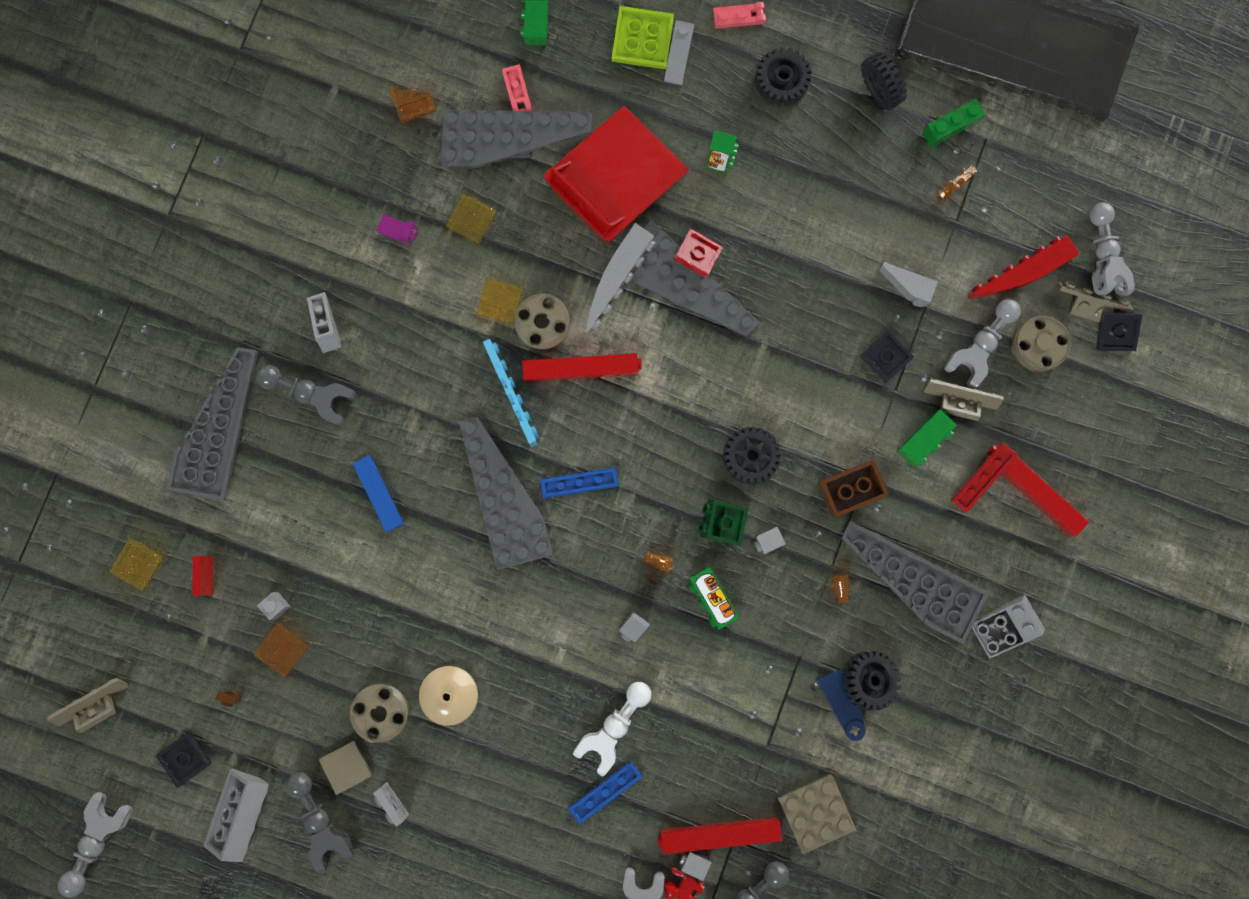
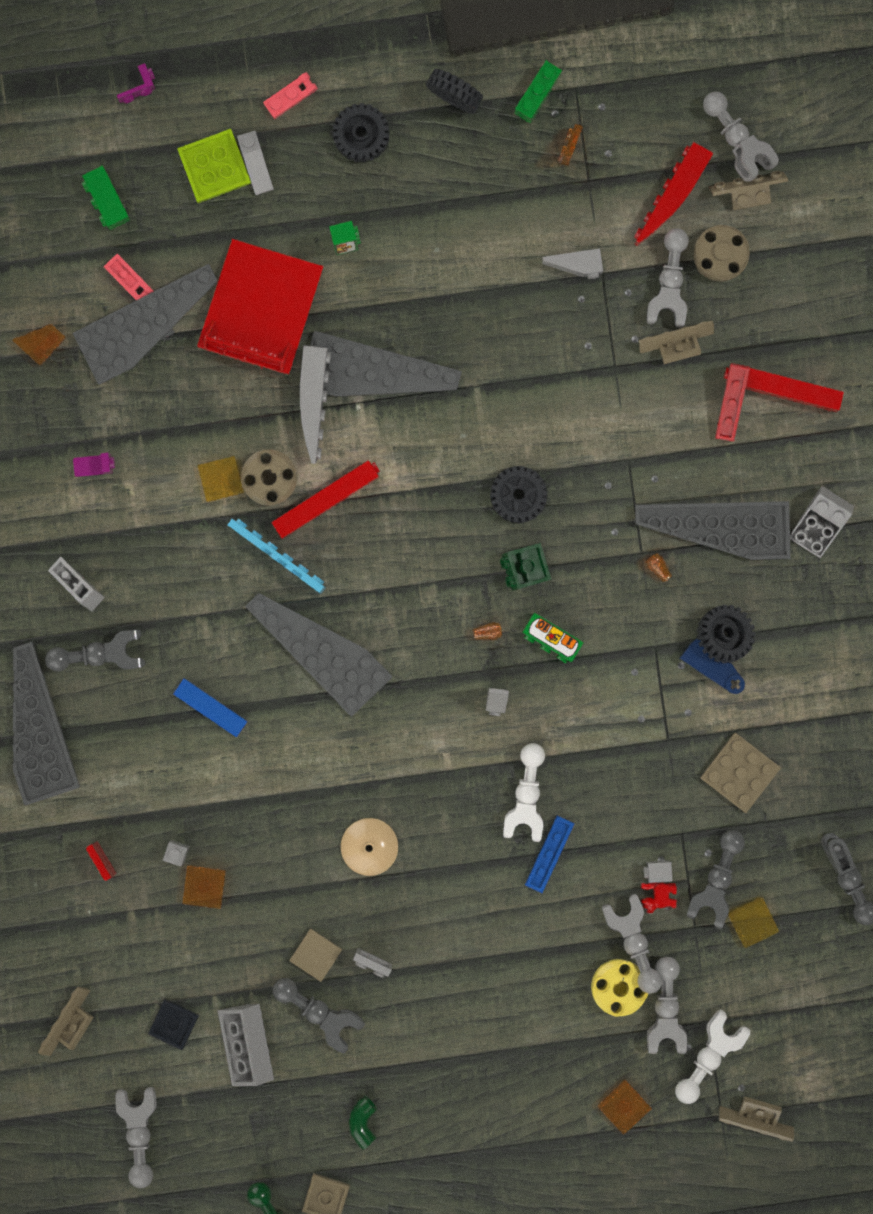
camera: 20 degrees left, 5 degrees up
(137, 564) = (36, 883): clear yellow plate -> none
(228, 698) = (182, 952): reddish brown plate -> none
(379, 713) = (318, 893): dark tan piece -> none
(471, 219) = (153, 418): clear yellow tile -> none
(579, 483) = (380, 601): blue tile -> none
(698, 253) = (373, 339): tile -> none
(719, 835) = (666, 836): red brick -> none
(769, 541) = (574, 561): light grey brick -> none
(852, 489) = (622, 476): reddish brown brick -> none
(887, 356) = (591, 339): black tile -> none
(927, 439) = (664, 394): green brick -> none
(1119, 331) = (784, 204): black tile -> none

